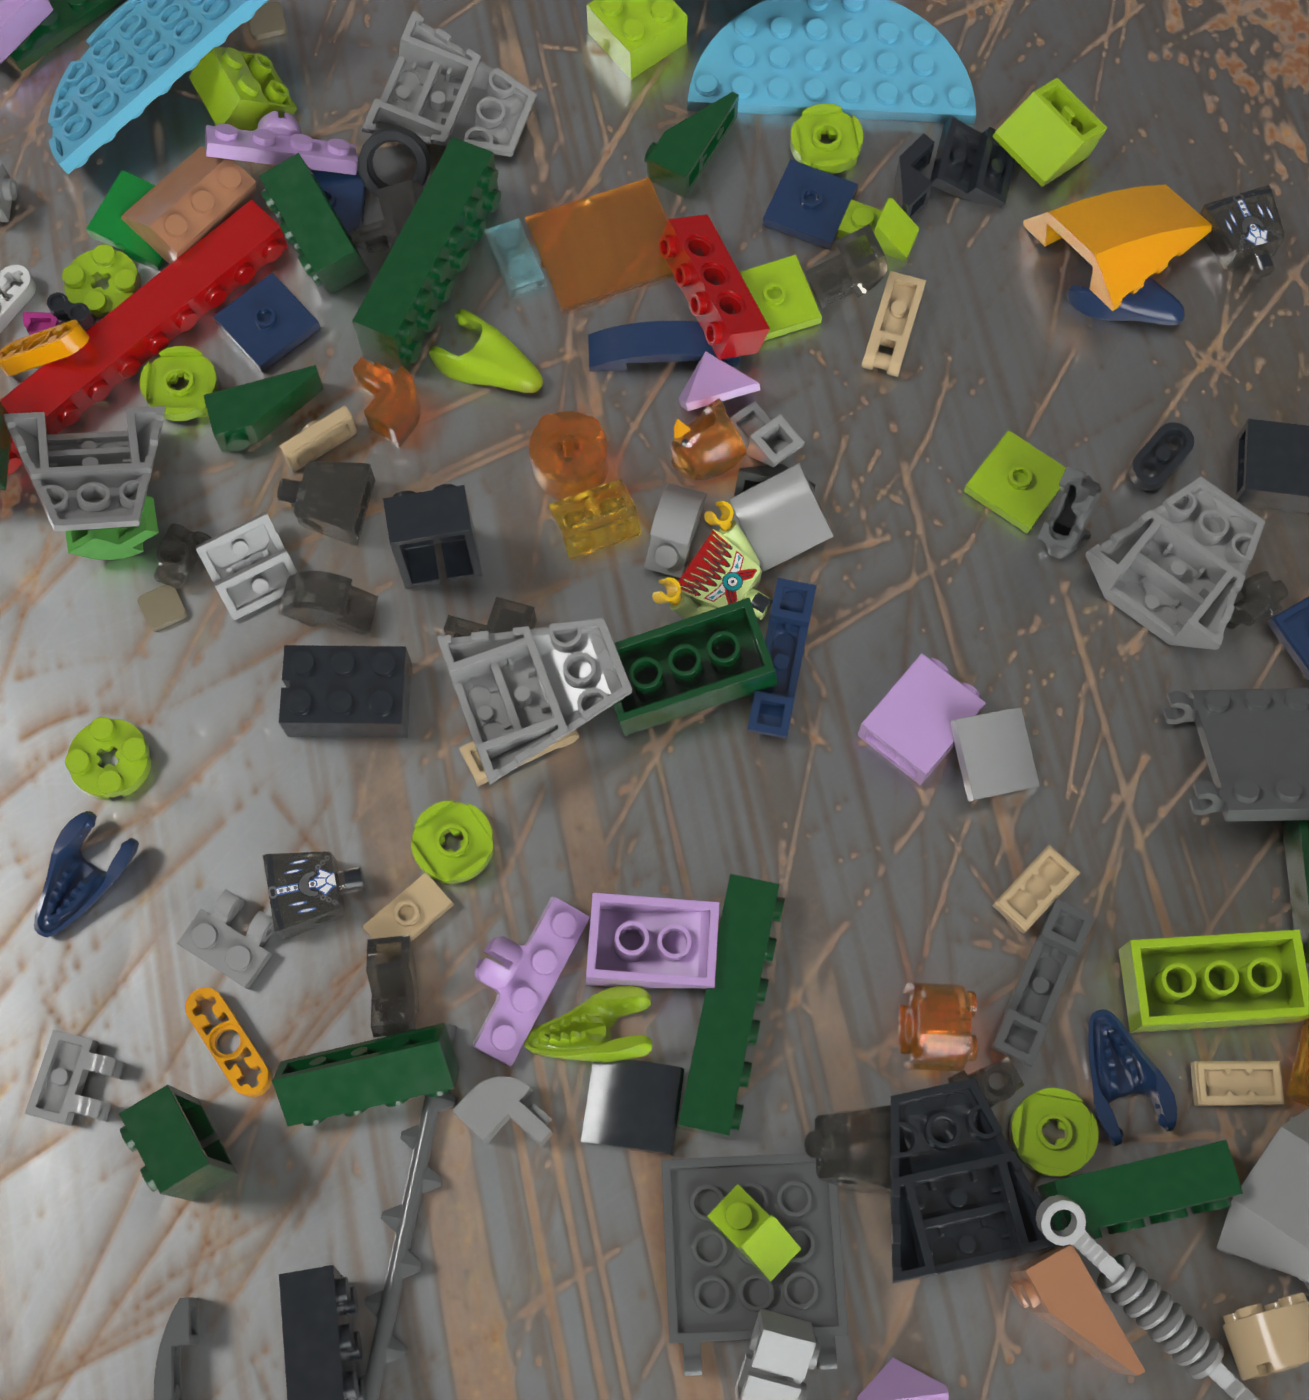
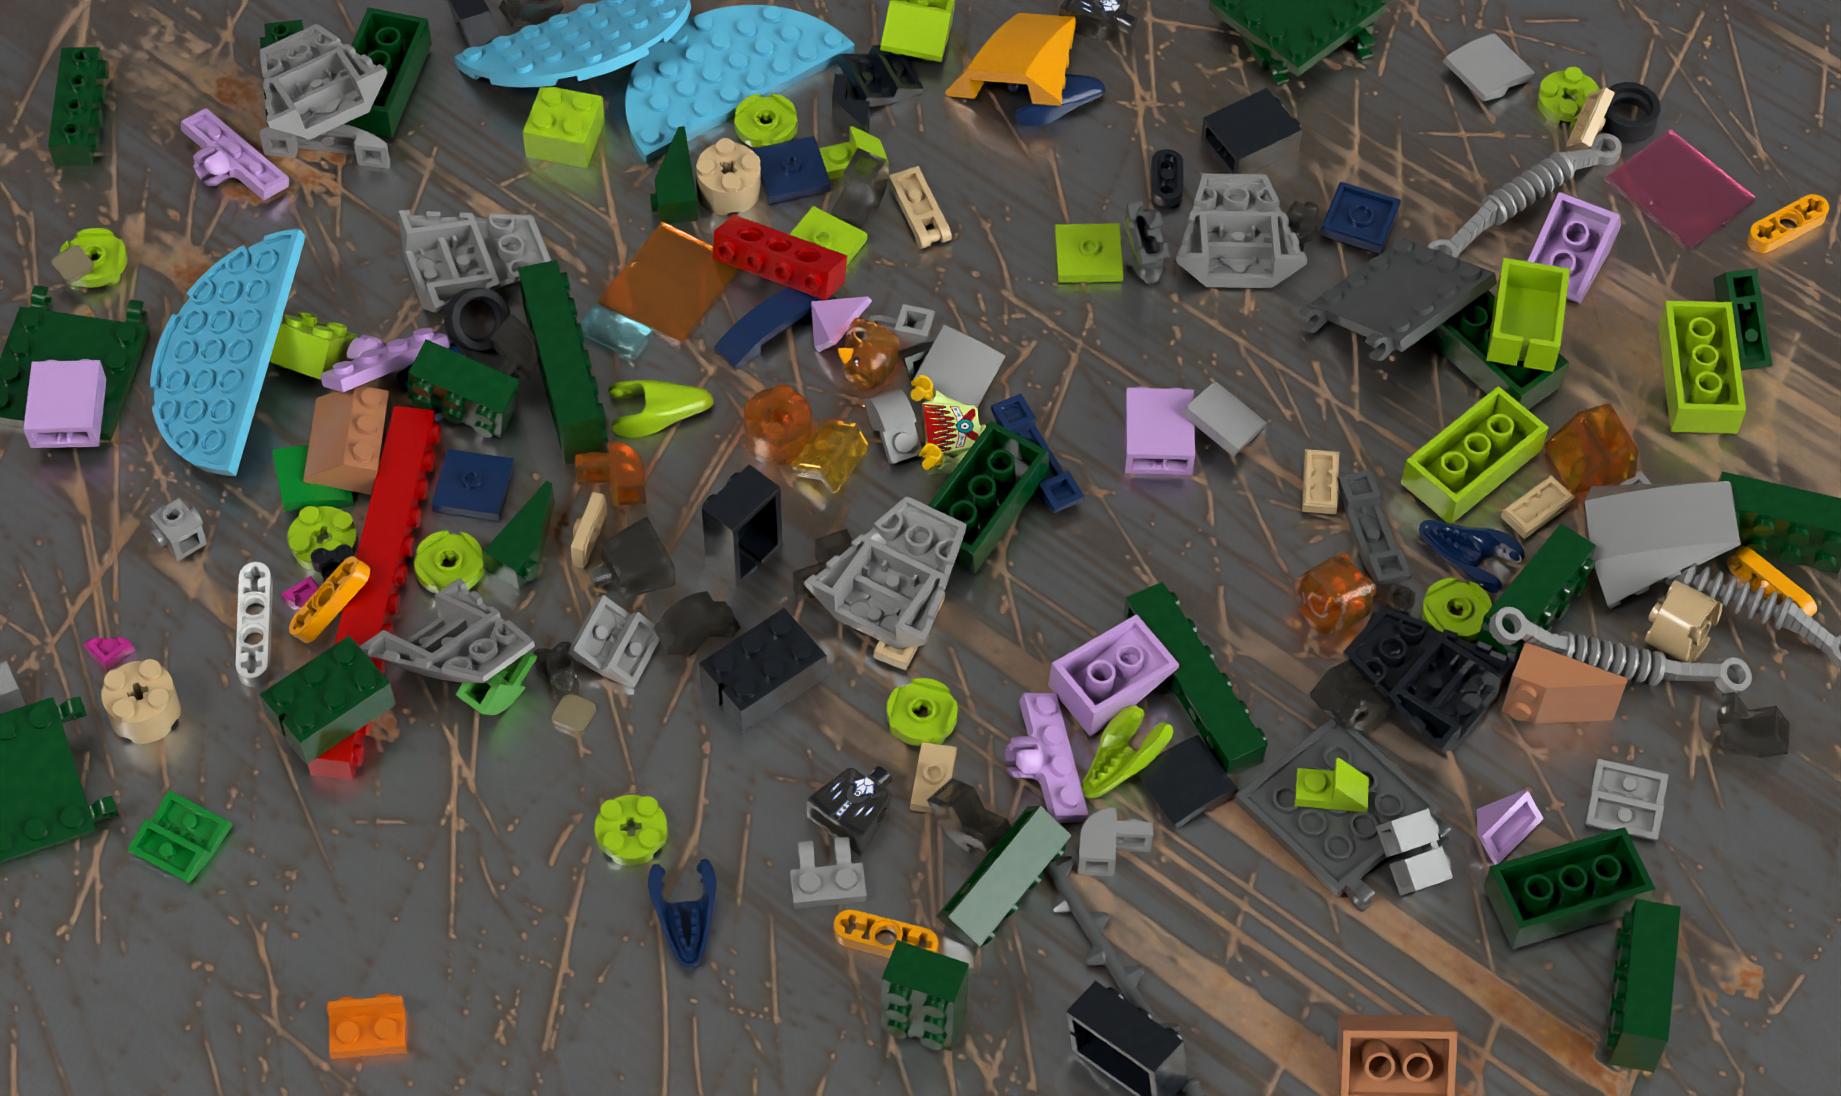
camera: 40 degrees left, 15 degrees down
(63, 1076) = (794, 1038): light grey plate -> none
(739, 173) = (728, 177): none -> tan brick

